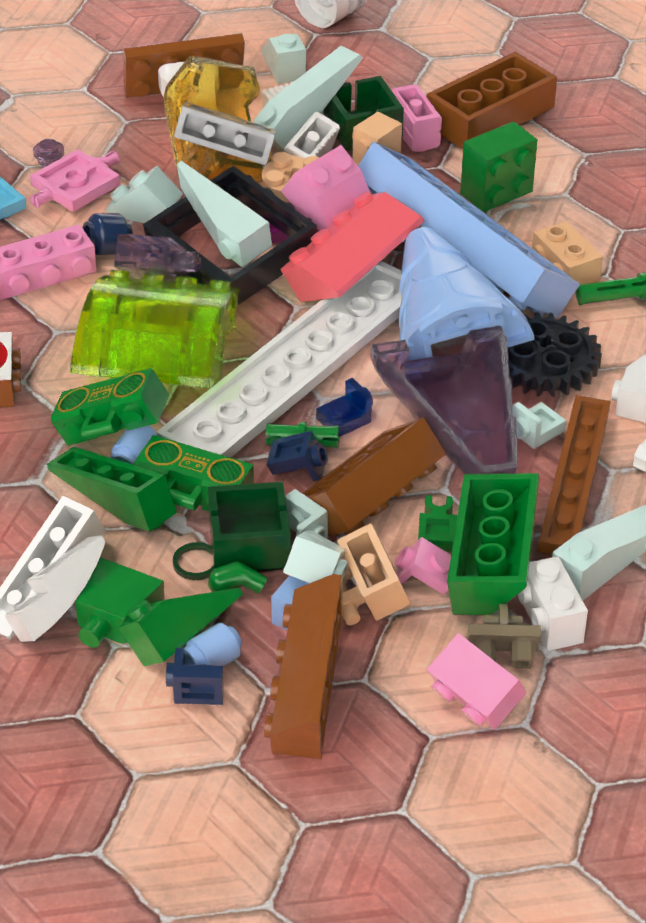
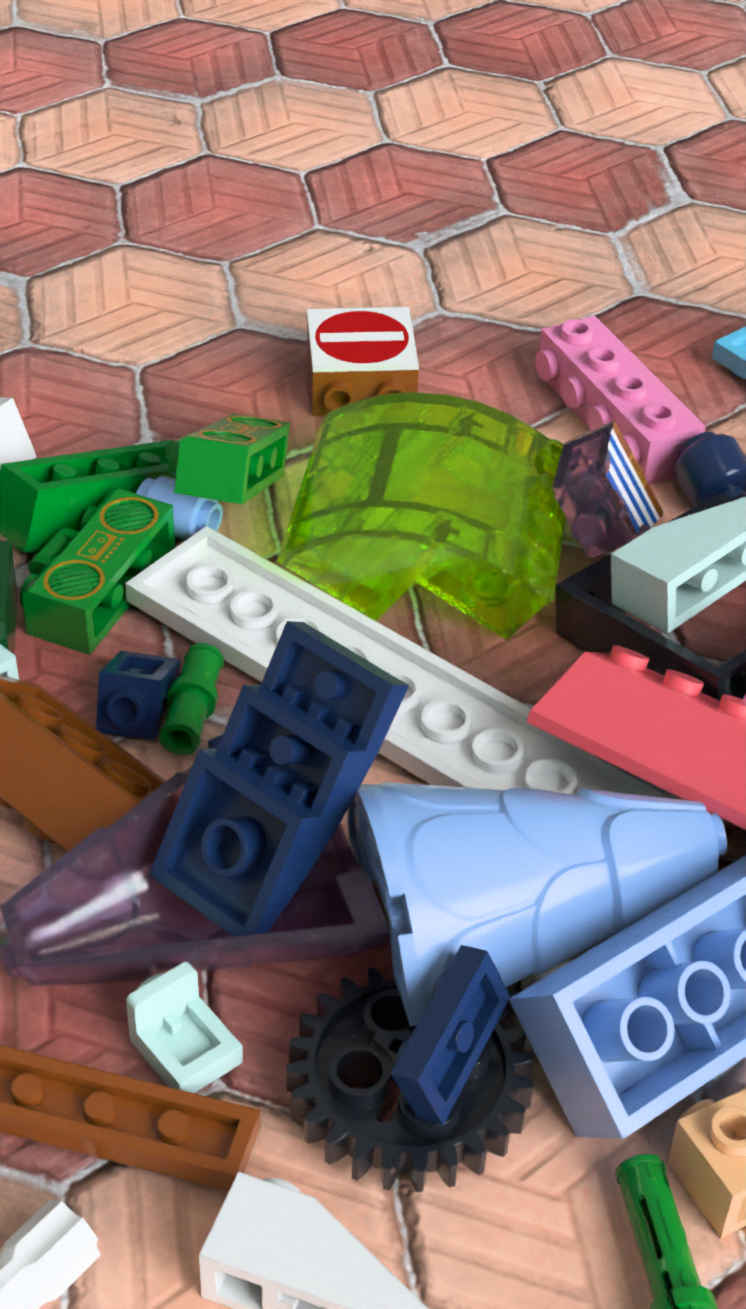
camera: 90 degrees right, 0 degrees up
(428, 348) = (277, 781): none -> dark blue slope
(551, 313) = (450, 1034): none -> dark blue plate

